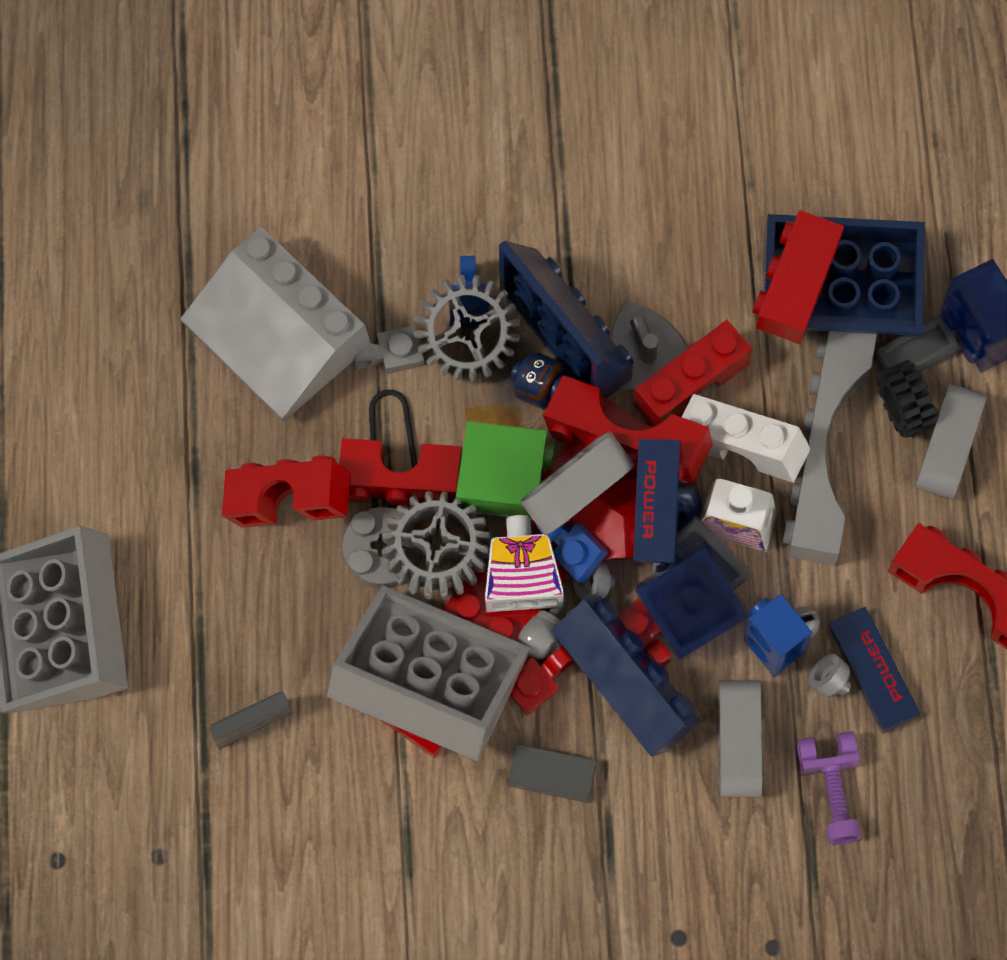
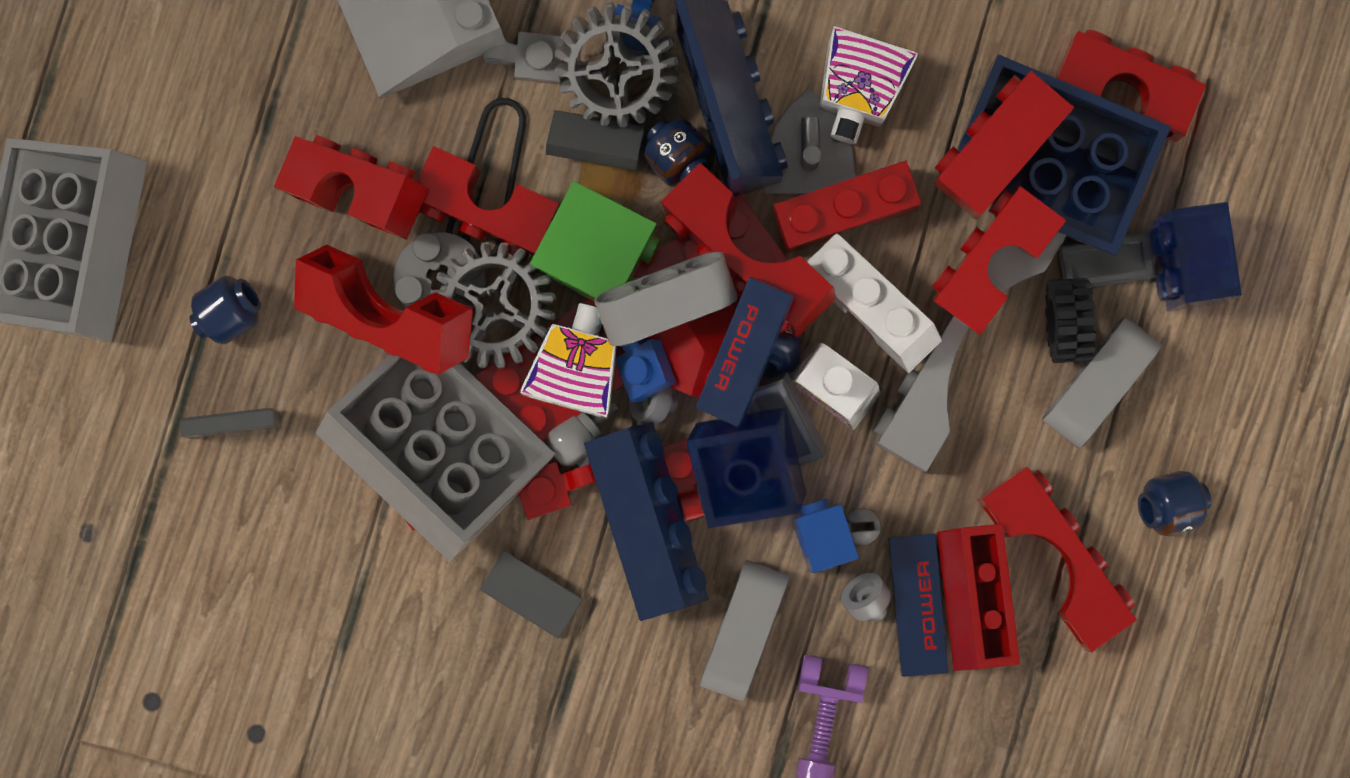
camera: 20 degrees right, 15 degrees up
(213, 630) = (224, 309): none -> dark blue head
(304, 579) = (338, 293): none -> red arch
(468, 396) = (591, 142): none -> dark grey tile
(666, 276) = (861, 81): none -> torso
(818, 398) = (1017, 222): none -> red arch
(900, 201) = (1164, 93): none -> red arch
(920, 640) = (978, 597): none -> red brick

